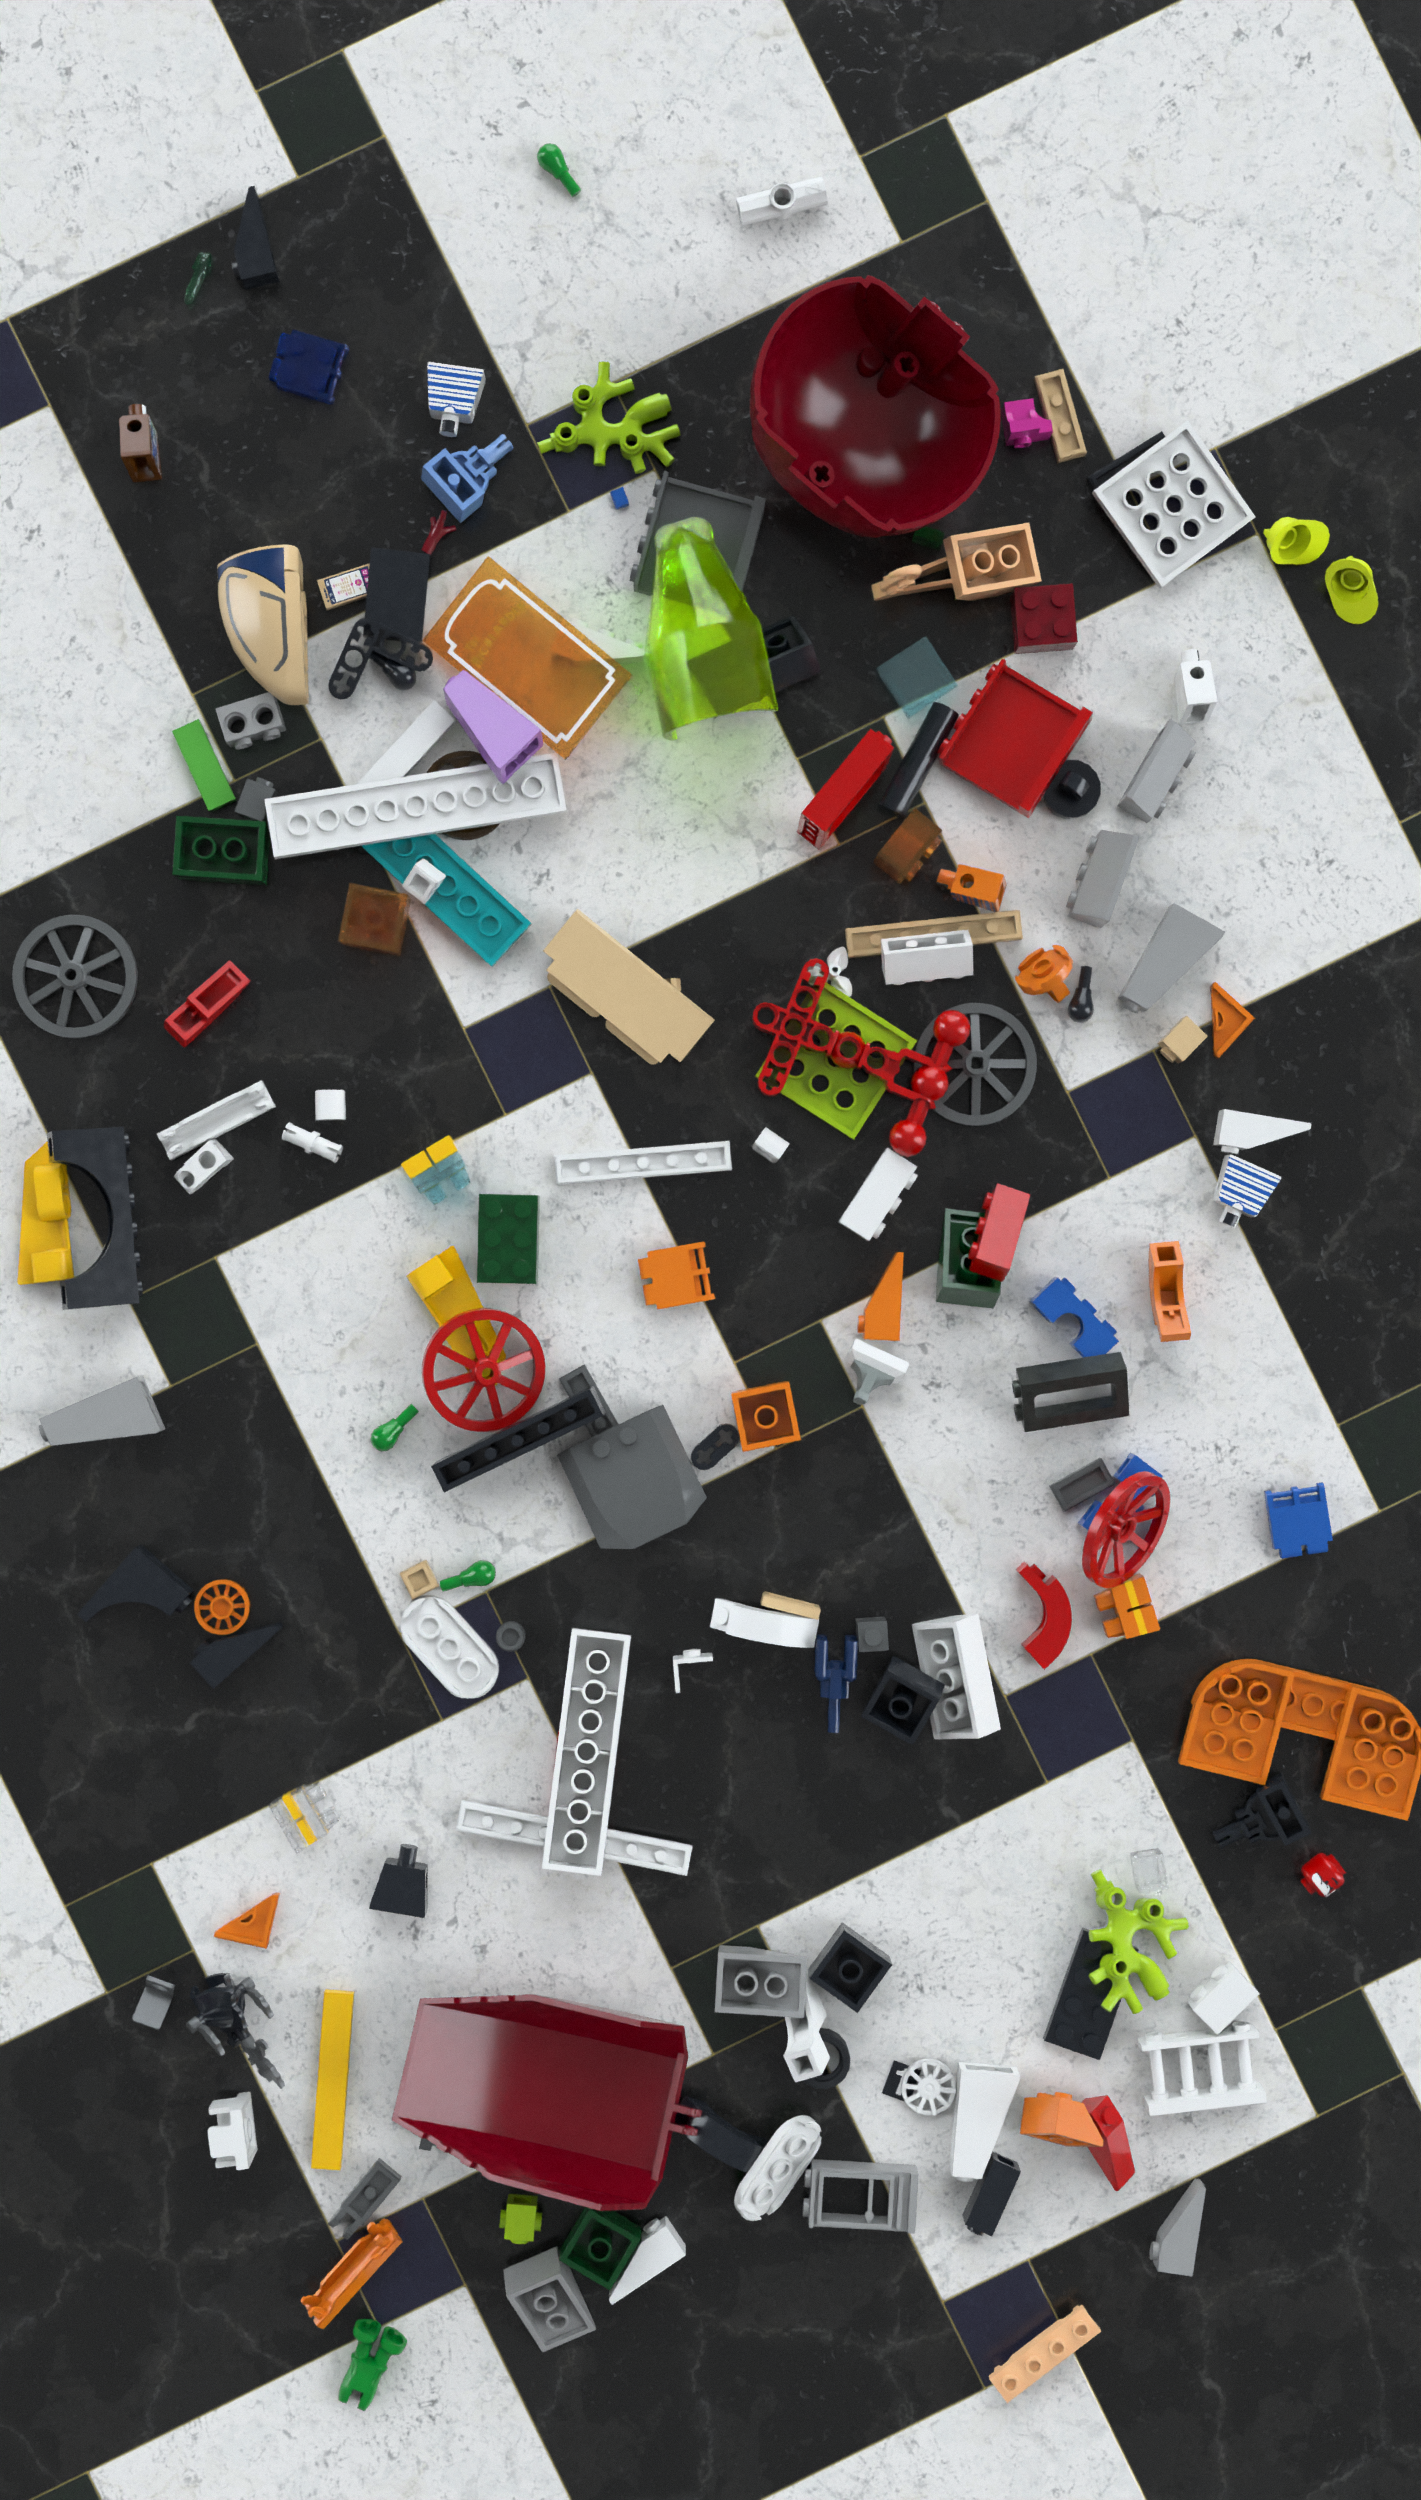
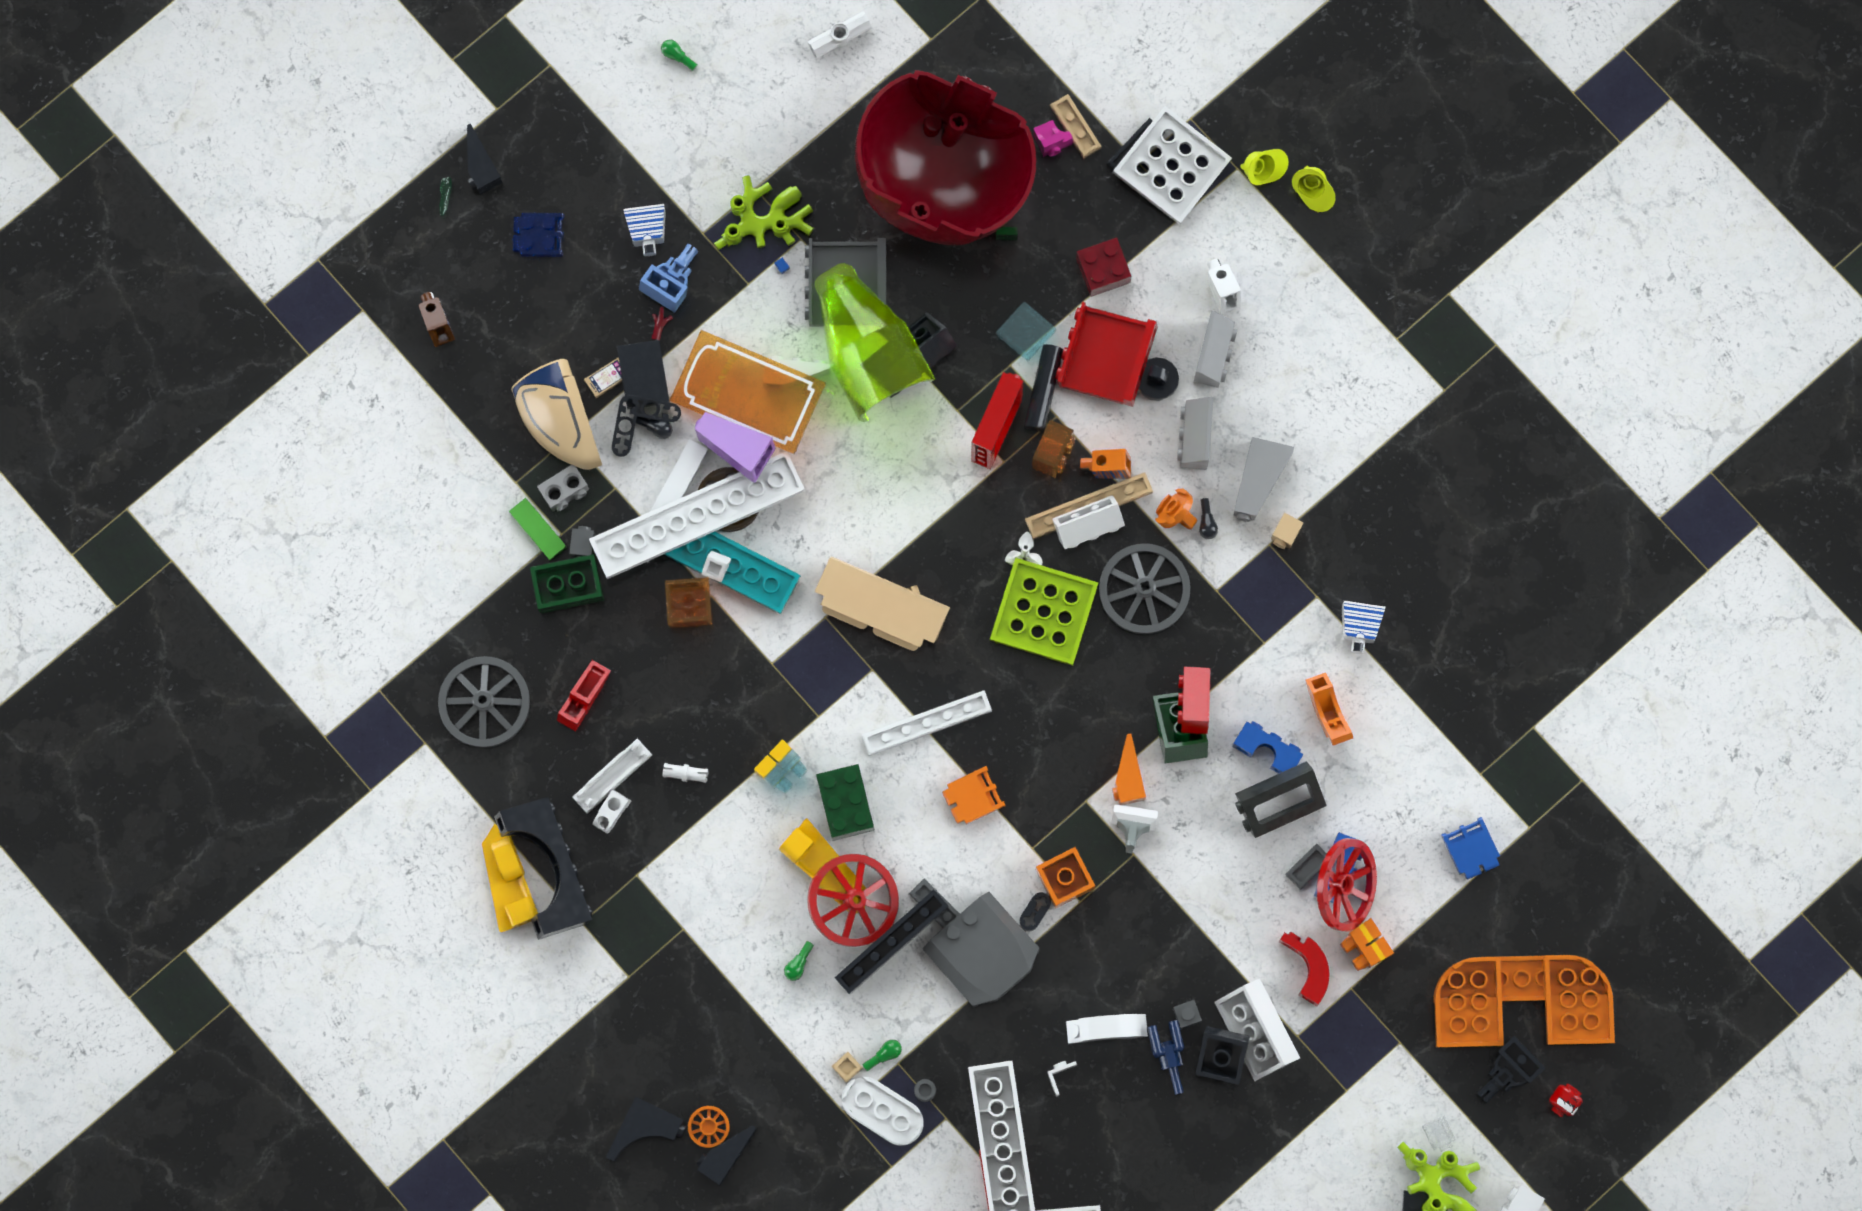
camera: 20 degrees left, 10 degrees down
(107, 1415) = (587, 1009): light grey slope -> none
(330, 1105) = (691, 743): white brick -> none
(770, 1145) = (1014, 685): white brick -> none
(790, 1605) = (1121, 1009): tan tile -> none
(879, 1195) = (1102, 699): white brick -> none
(928, 1082) = (1114, 608): red piece -> none
(979, 565) = (1047, 242): light nougat slope -> none
(1228, 1019) = (1315, 507): orange tile -> none
(1246, 1130) = (1353, 581): white slope -> none

